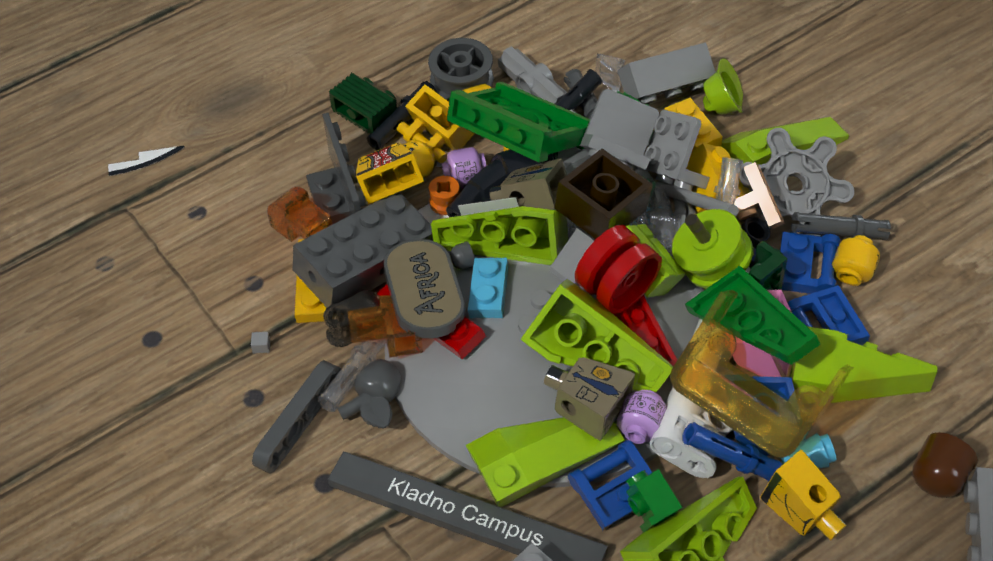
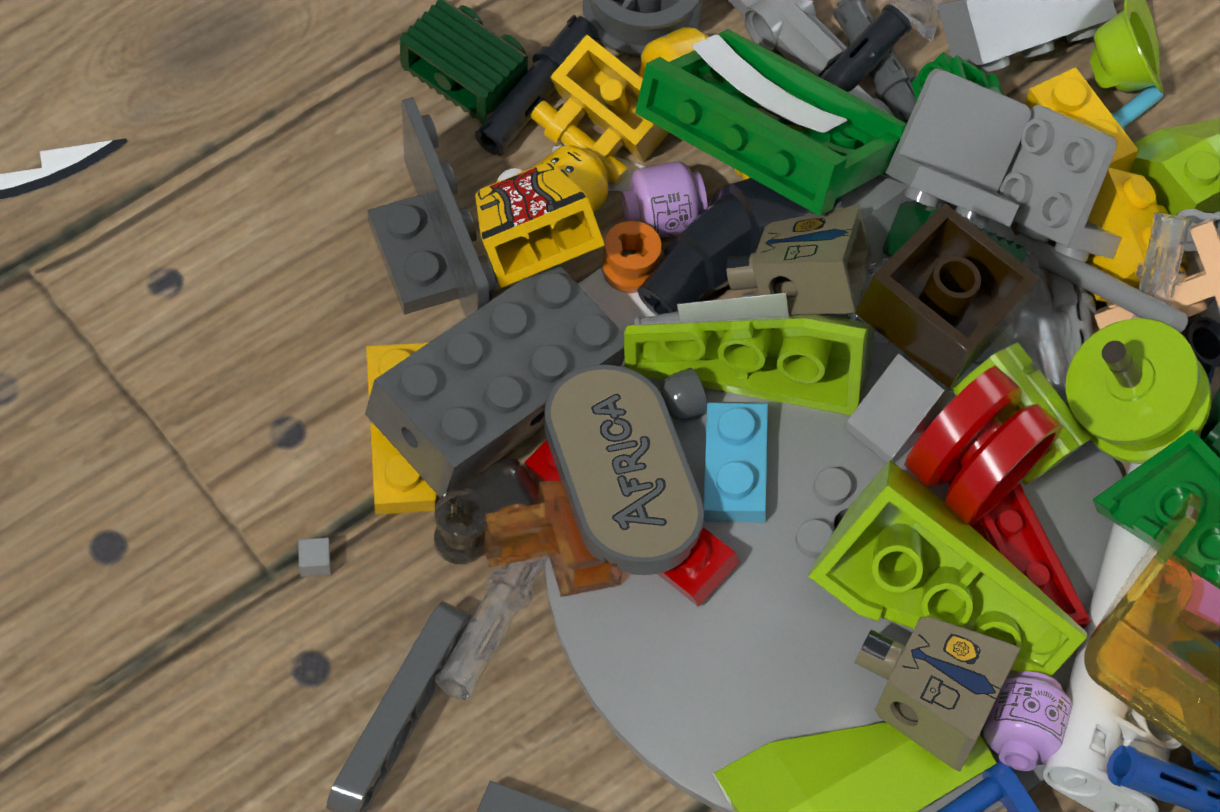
camera: 10 degrees left, 10 degrees up
(296, 215) = (362, 299): clear orange brick -> none
(376, 388) = (541, 654): dark grey piece -> none
(513, 106) = (754, 85): none -> white sticker
(728, 121) = (1137, 106): none -> medium azure piece

